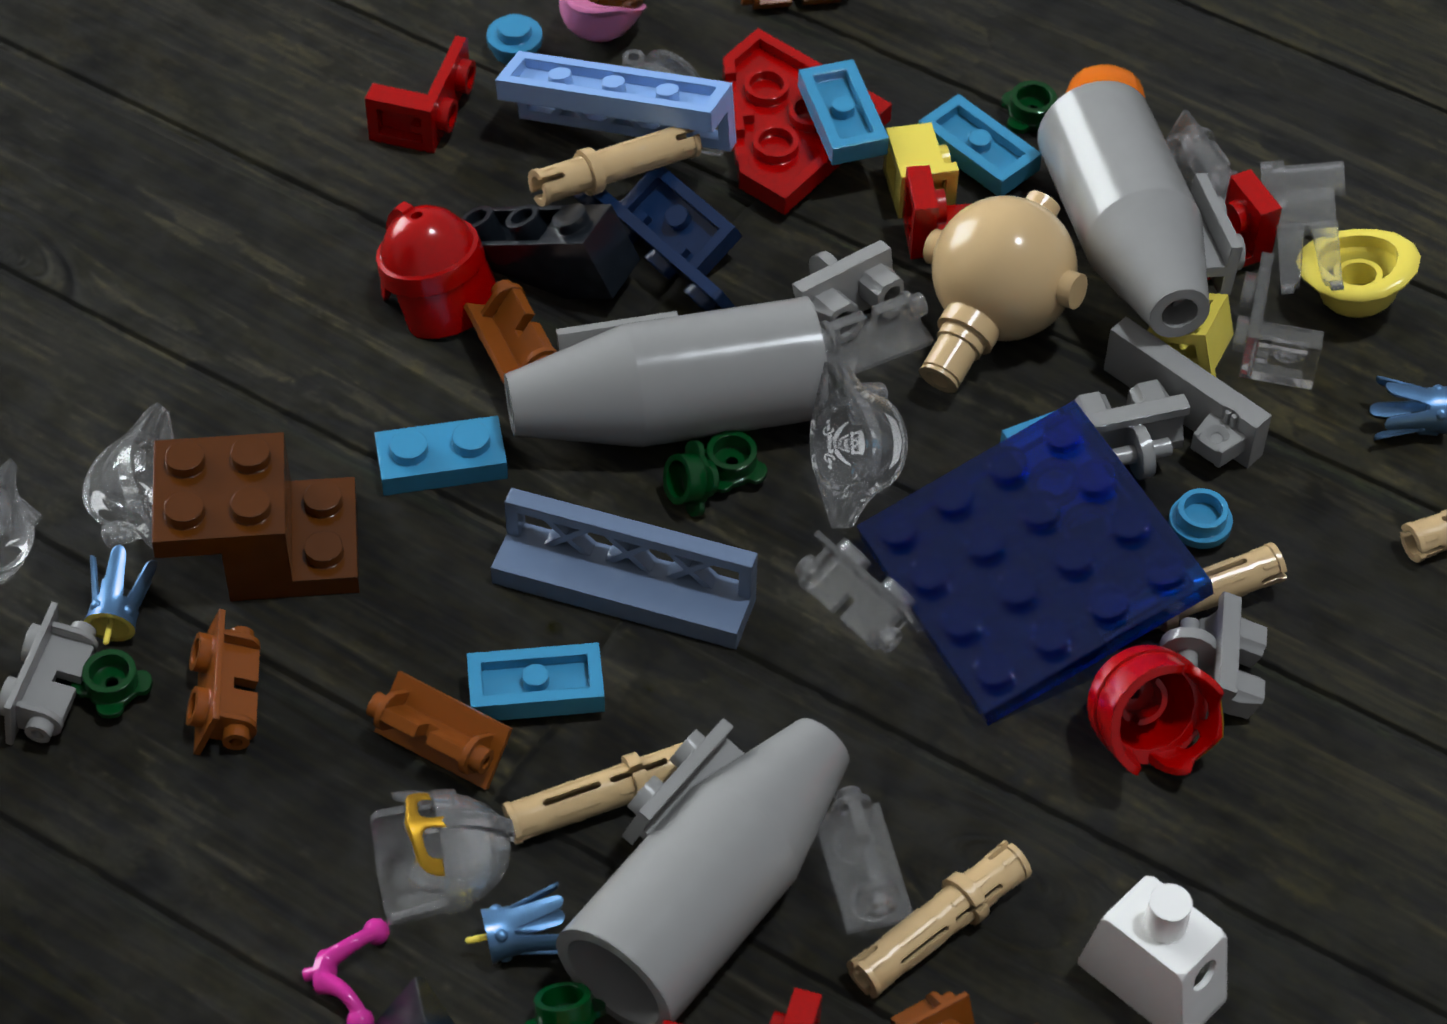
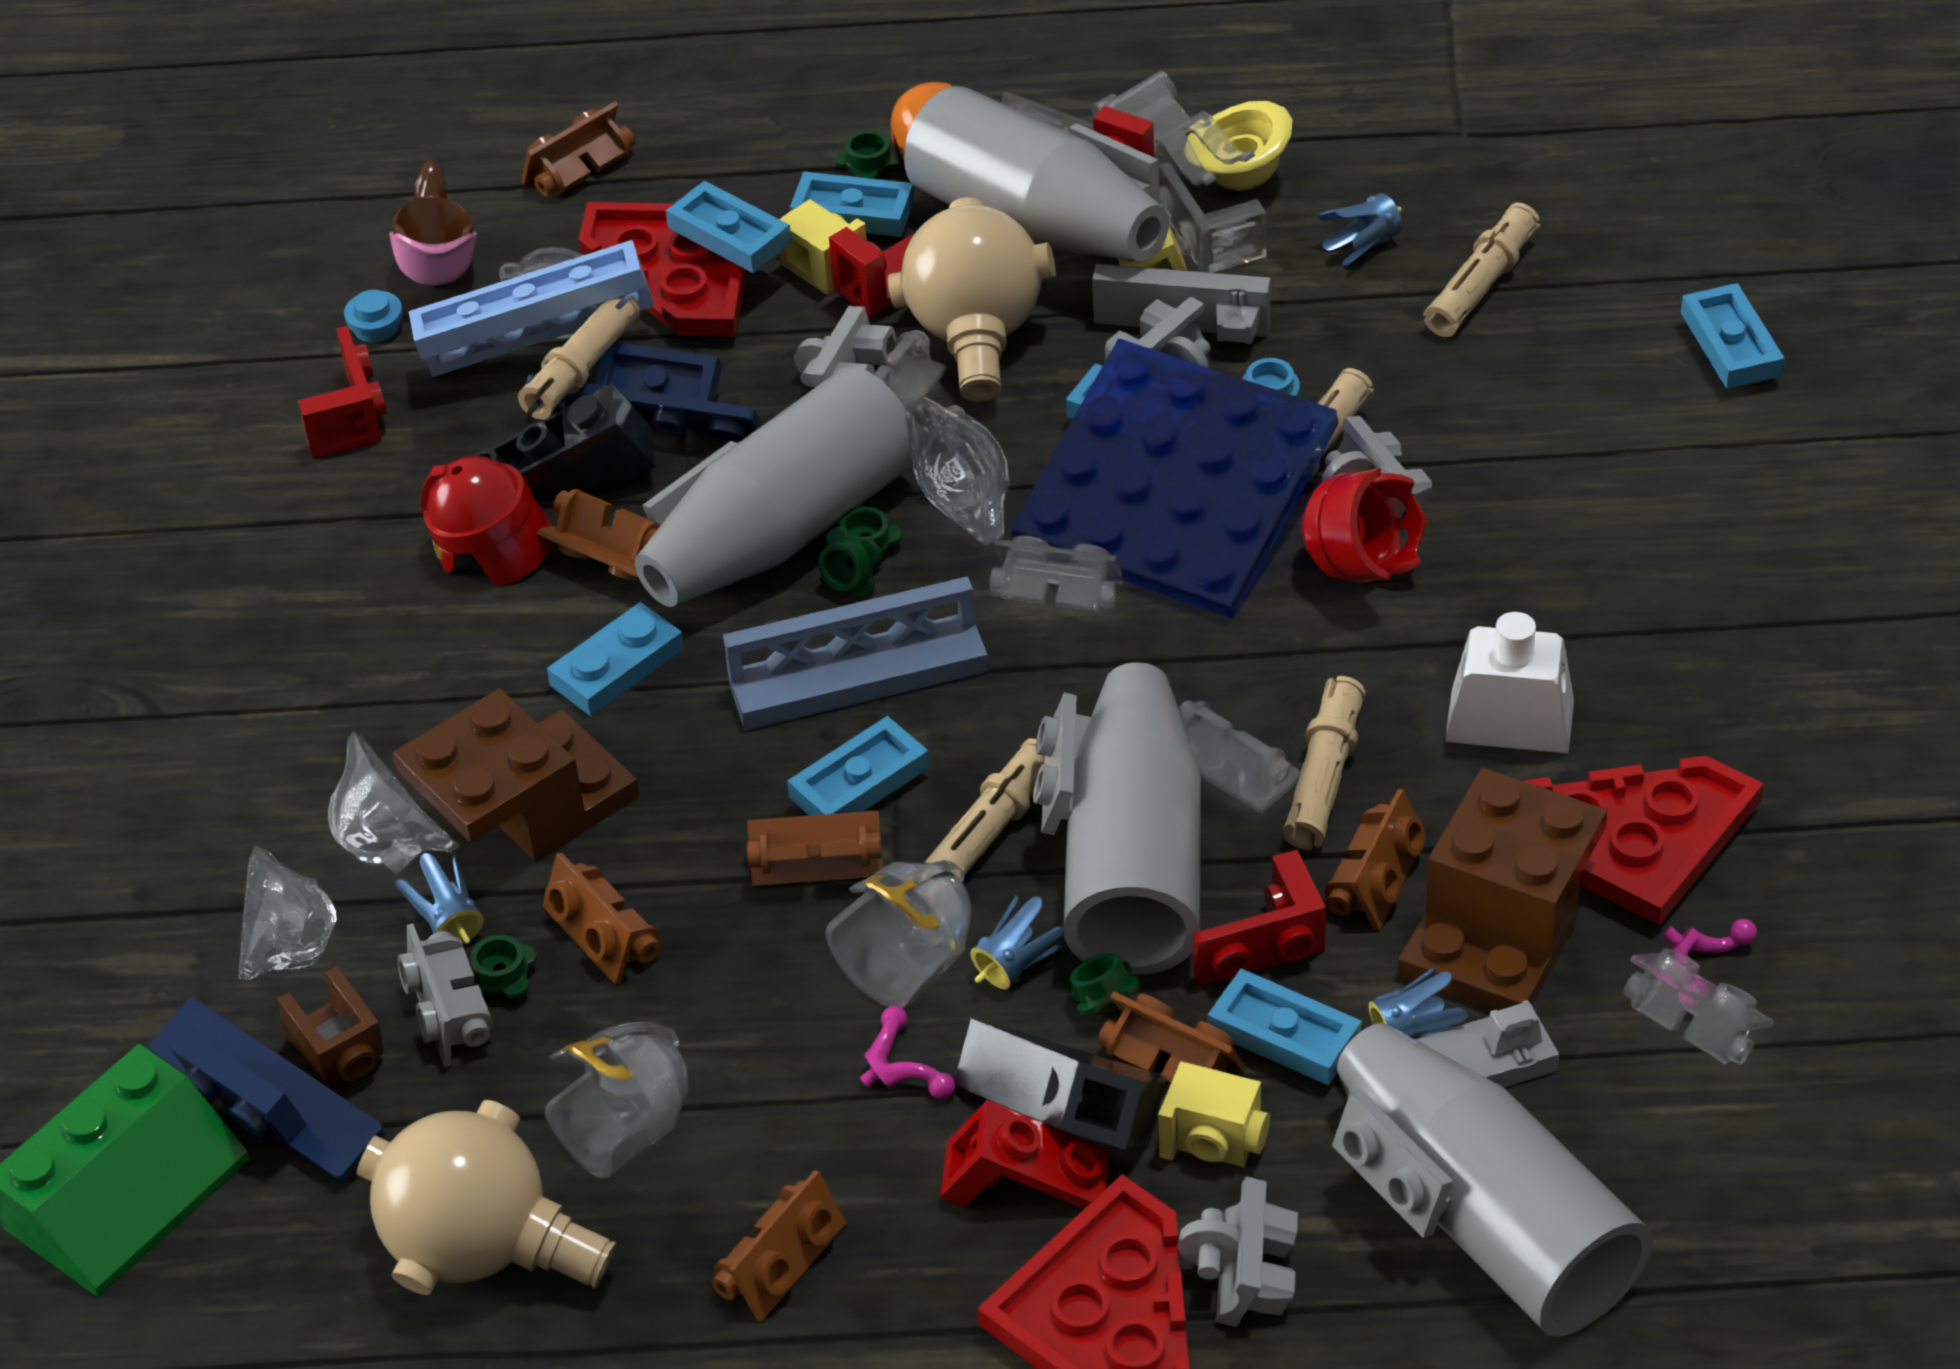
camera: 30 degrees left, 5 degrees down
(86, 866) = (624, 1098): none -> clear helmet

